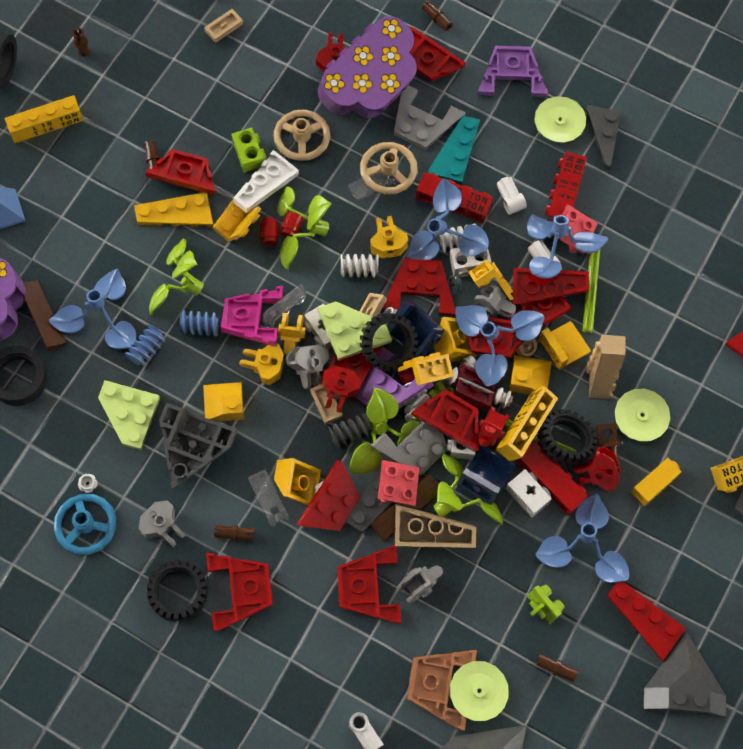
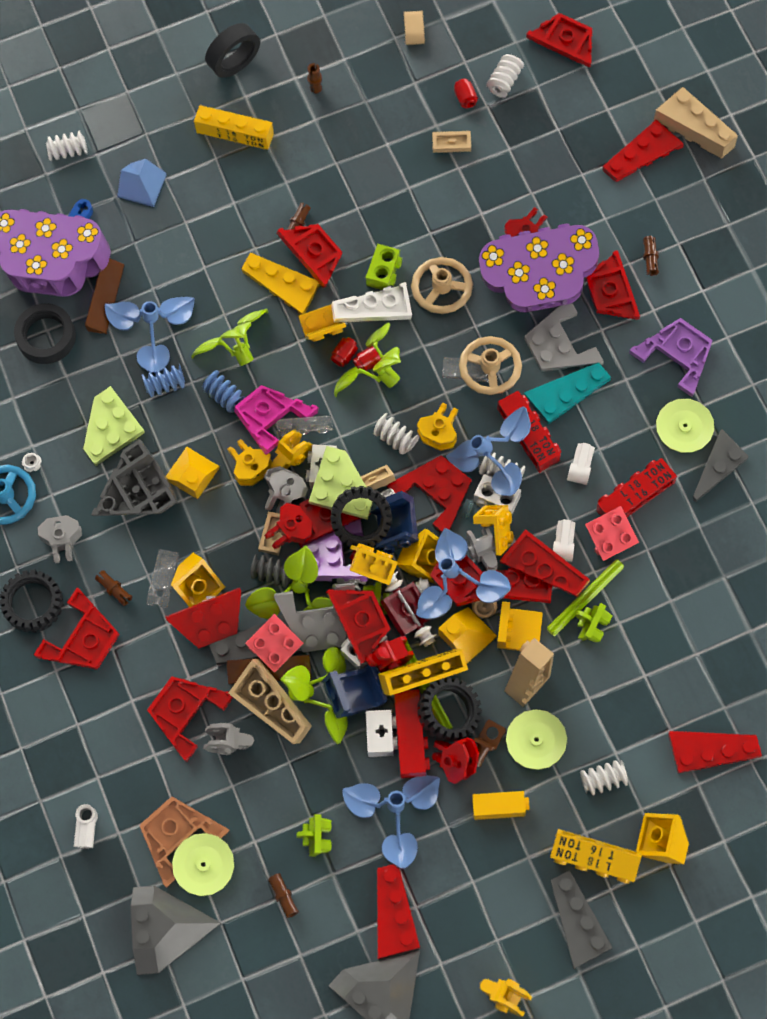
camera: 45 degrees right, 0 degrees up
(541, 229) = (587, 515): medium blue plant -> none
(610, 302) = (588, 621): none -> lime hips
(711, 406) = (604, 777): none -> white piece

